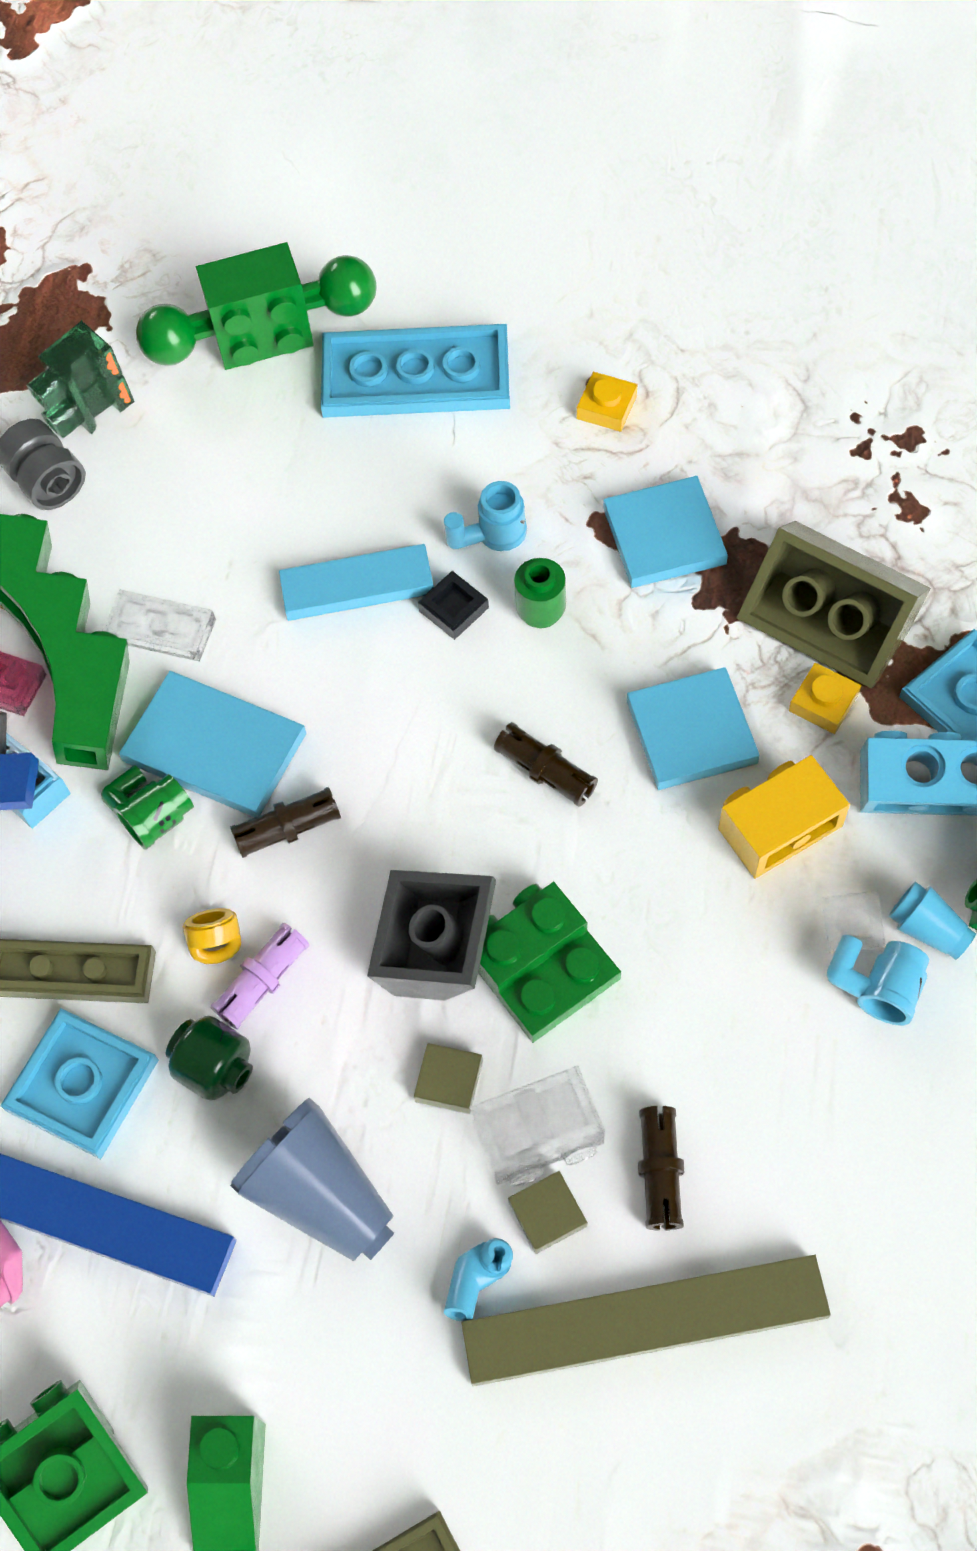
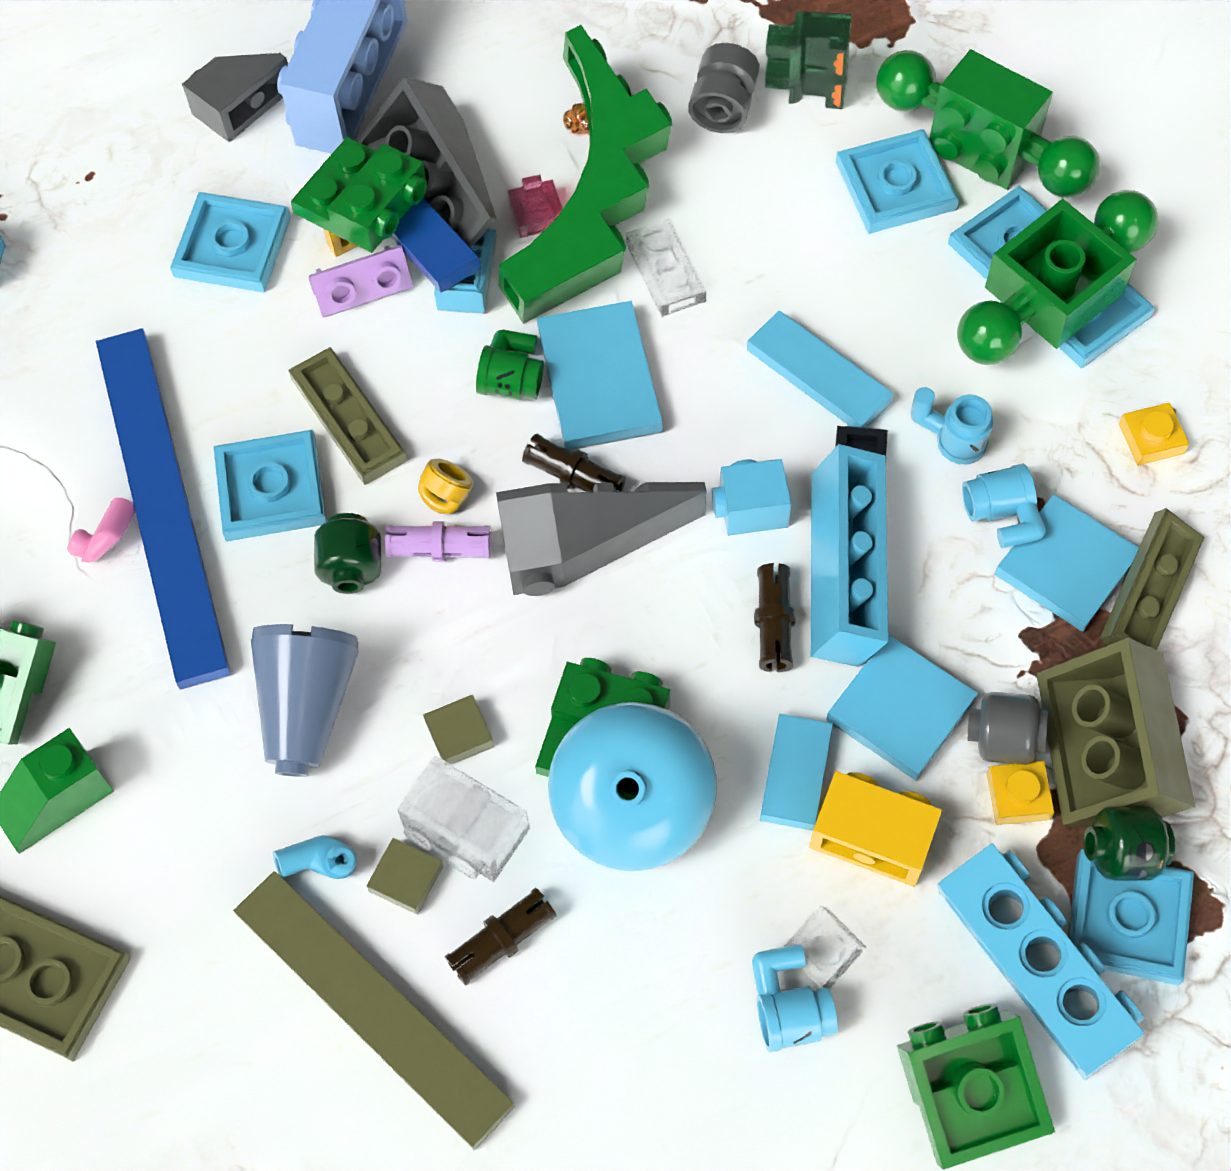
camera: 50 degrees right, 0 degrees up
(237, 410) = (896, 181): none -> medium azure tile
(345, 868) = (565, 535): none -> dark grey wedge
(429, 704) = (752, 496): none -> medium azure brick
(431, 933) = (550, 624): dark grey slope -> none
(435, 360) = (1057, 275): none -> green brick
(540, 592) = (918, 504): green brick -> none
(544, 670) = (849, 556): none -> medium azure brick
(579, 529) = (1005, 495): none -> medium azure piece
(587, 976) = (672, 776): none -> medium azure cylinder
(688, 842) = (796, 772): none -> medium azure tile
(730, 489) = (1154, 581): none -> olive tile
(773, 665) = (1008, 728): none -> dark grey head
(929, 650) = (1129, 843): none -> dark green head
(932, 921) = (877, 1011): medium azure cone -> none

